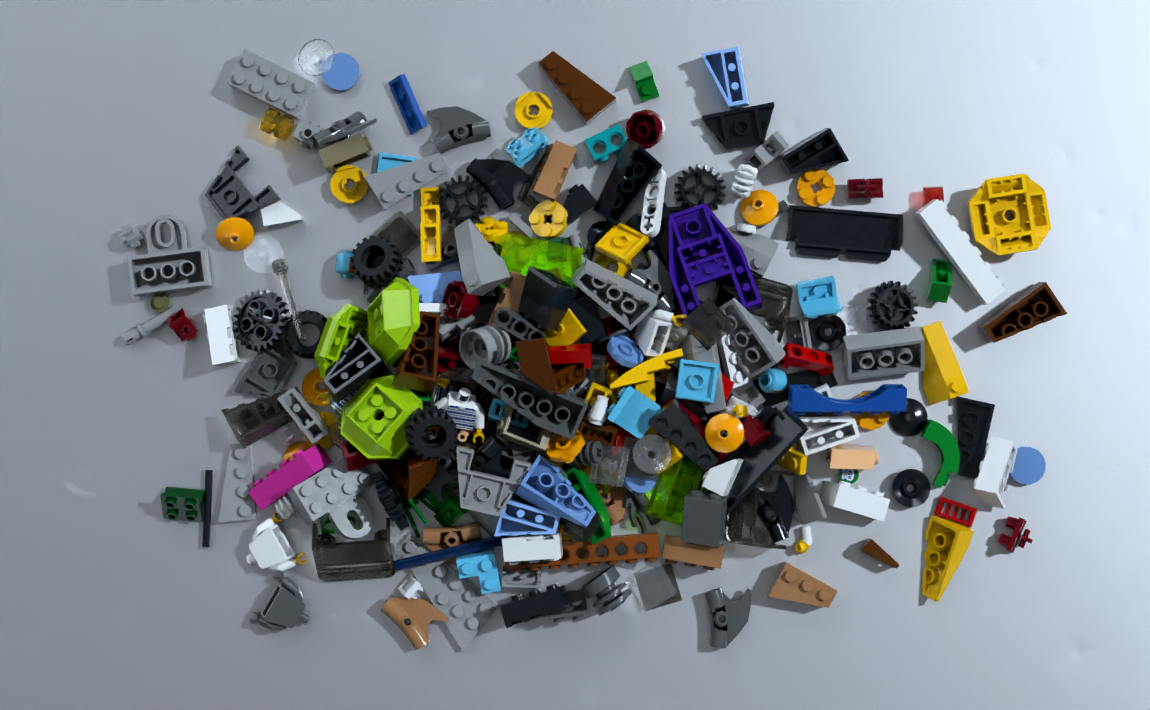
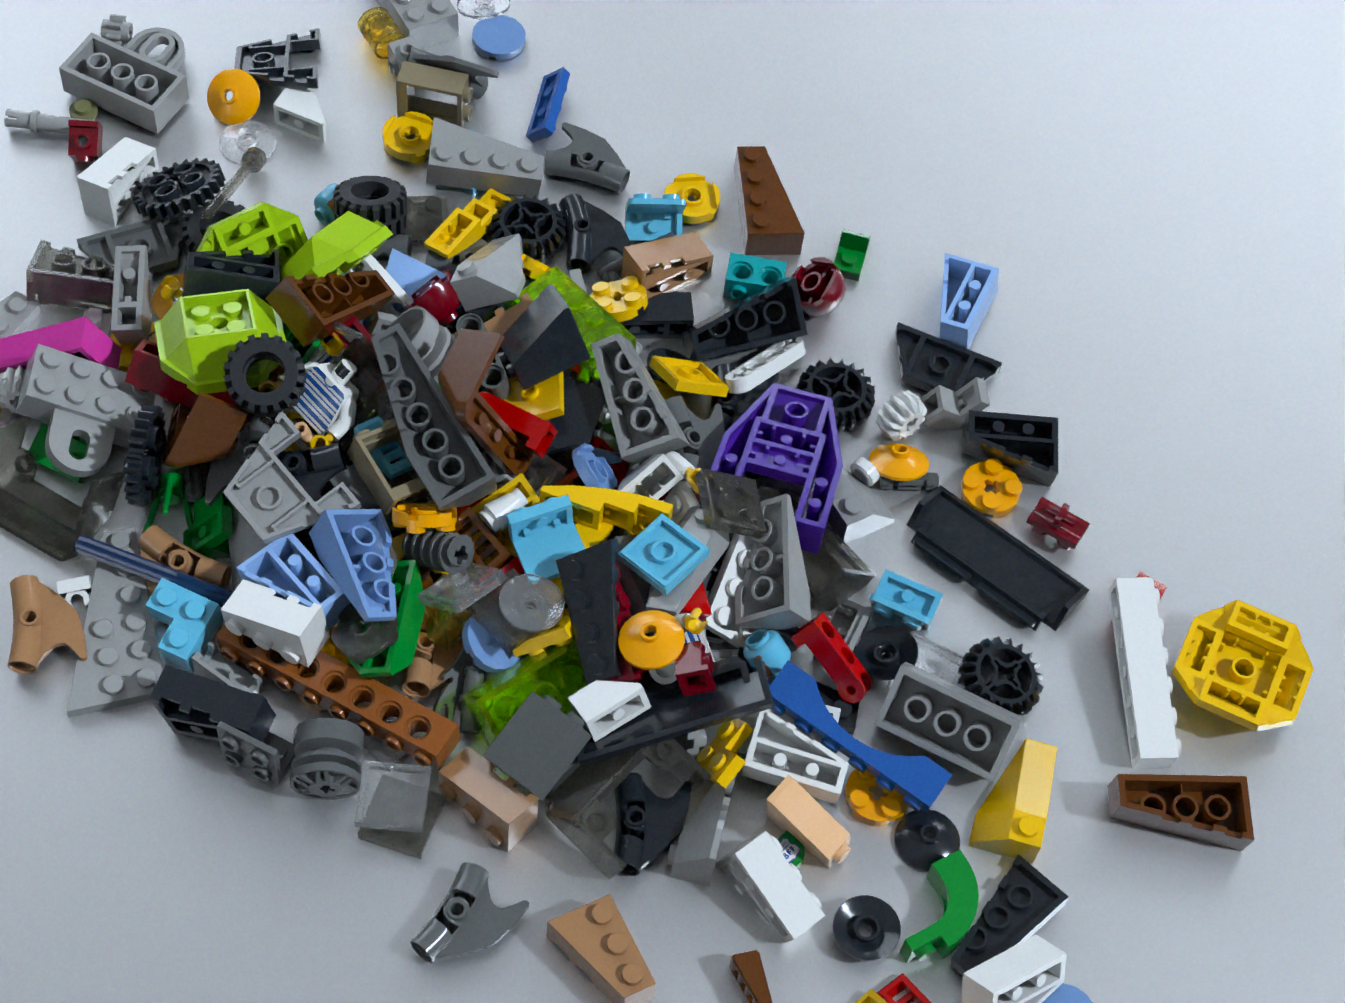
camera: 30 degrees right, 30 degrees down
(806, 540) = (659, 900): arm -> none
(939, 281) = (1087, 694): green slope -> none

